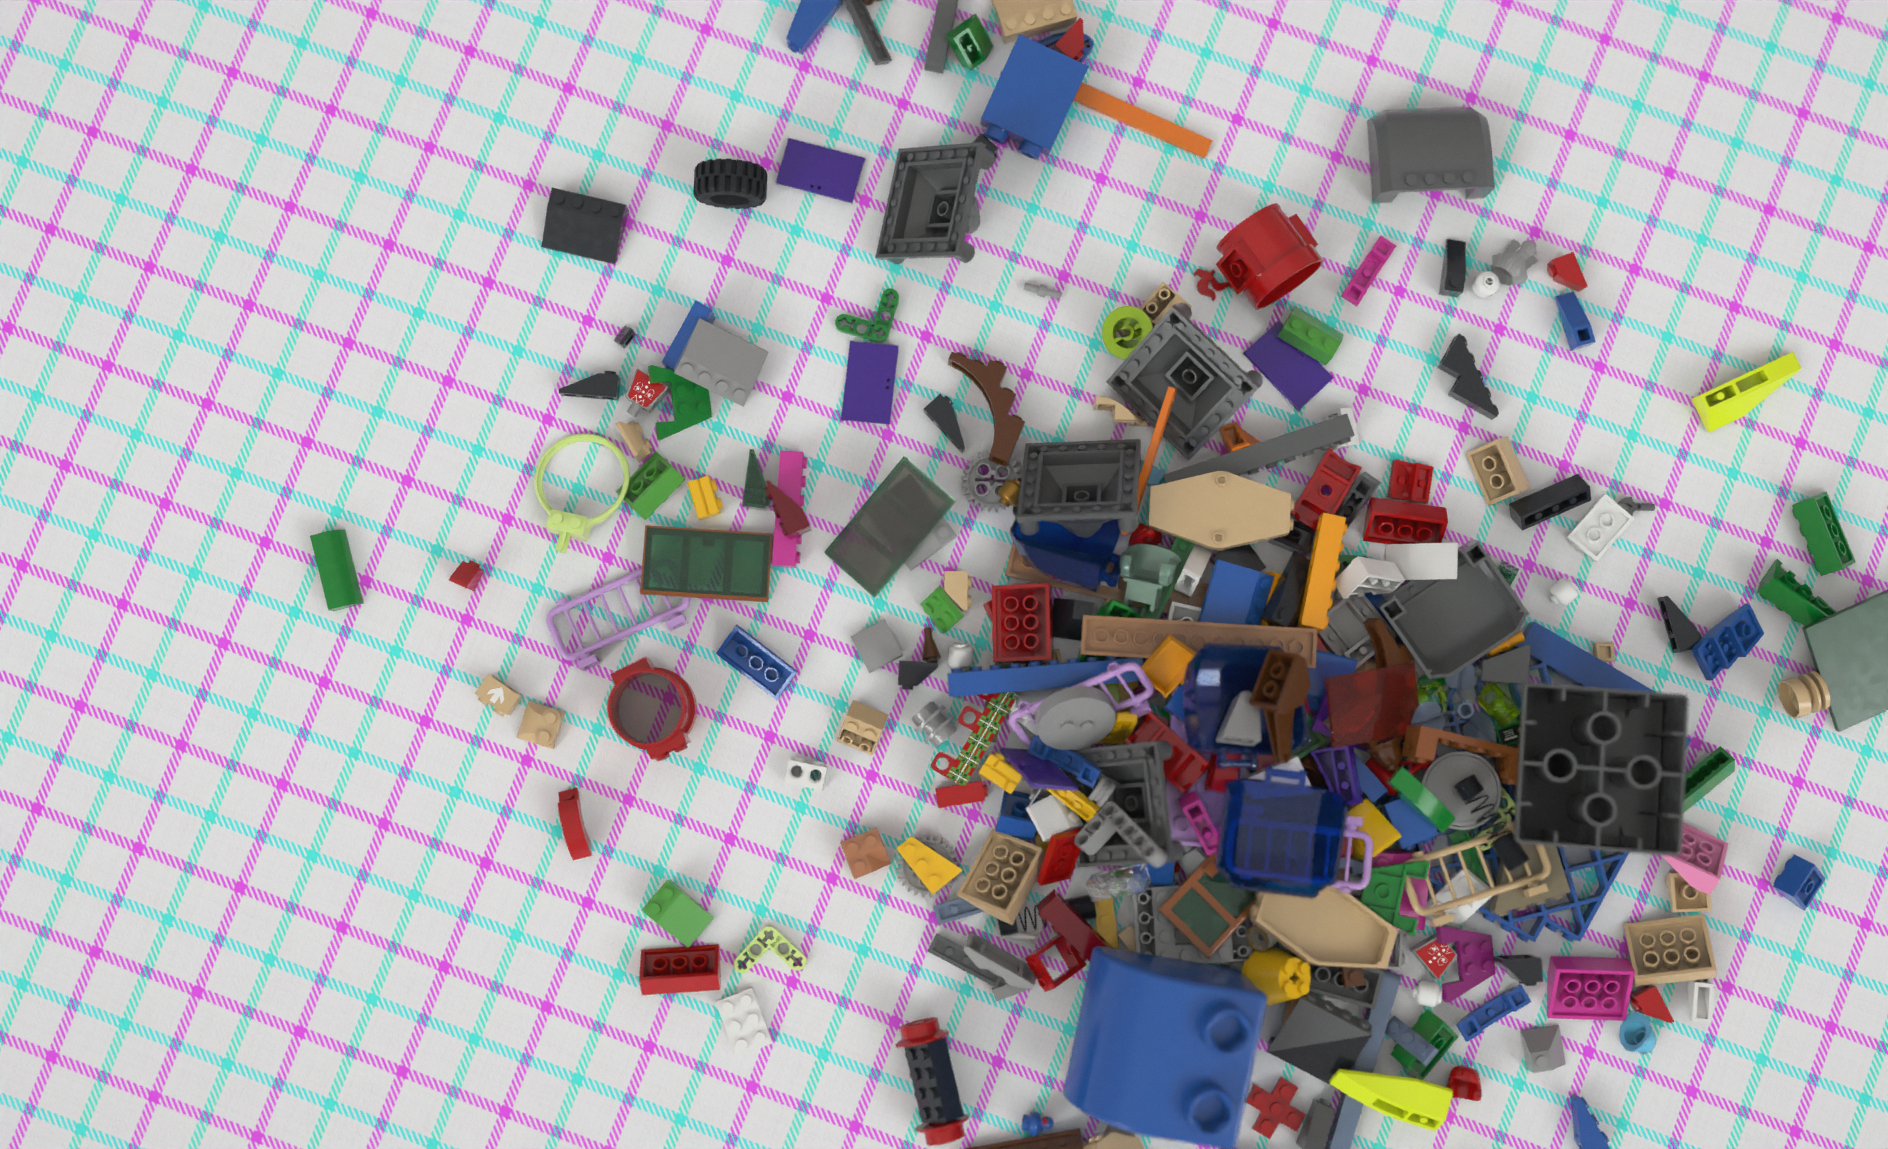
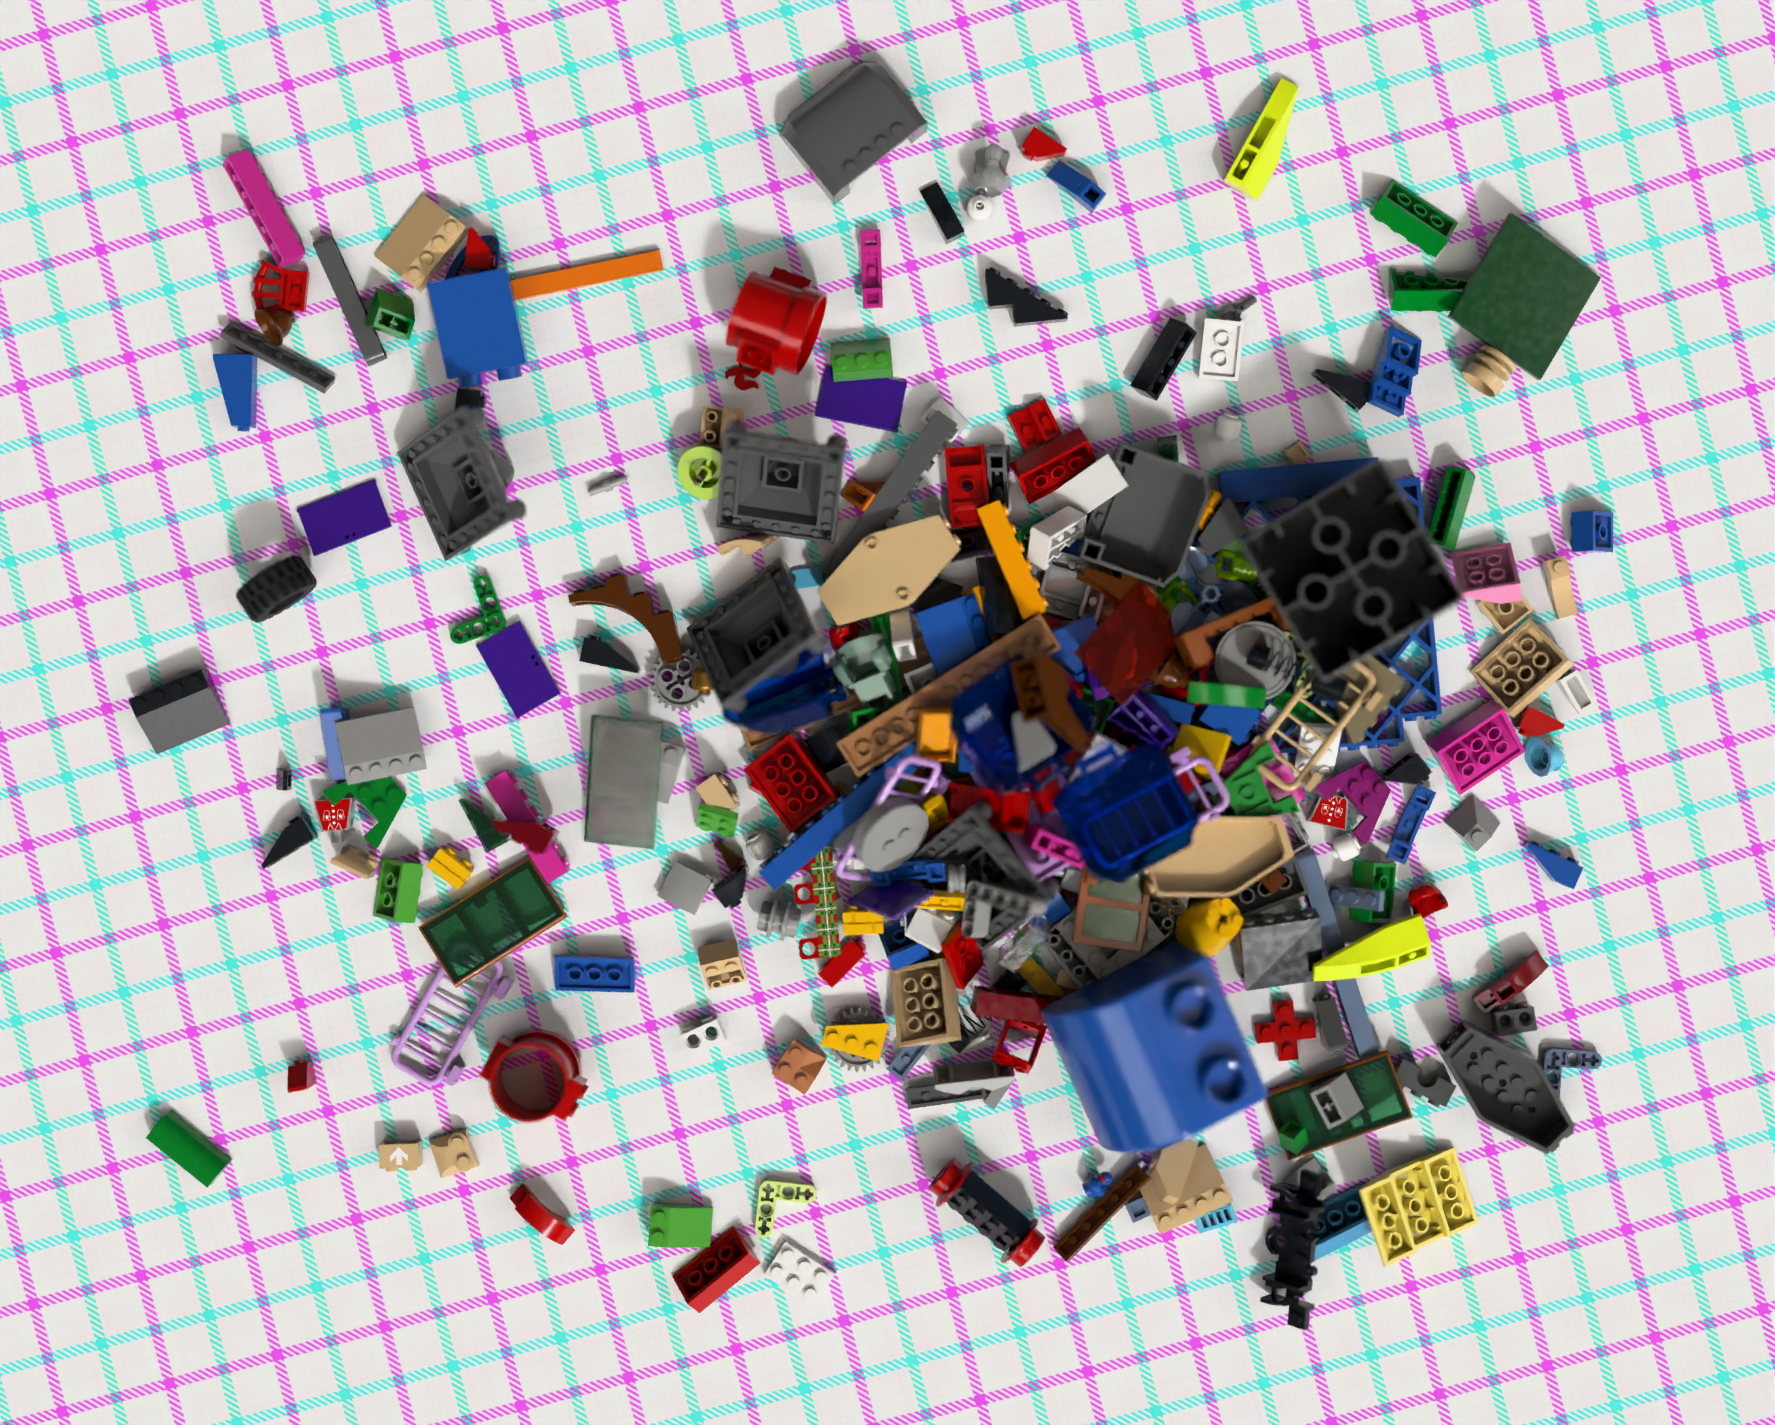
camera: 30 degrees left, 5 degrees up
(568, 524) = (351, 973): yellowish green brick -> none
(1154, 444) = (798, 564): orange tile -> none
(1498, 470) = (1101, 362): tan slope -> none
(1743, 907) = (1560, 586): none -> tan slope

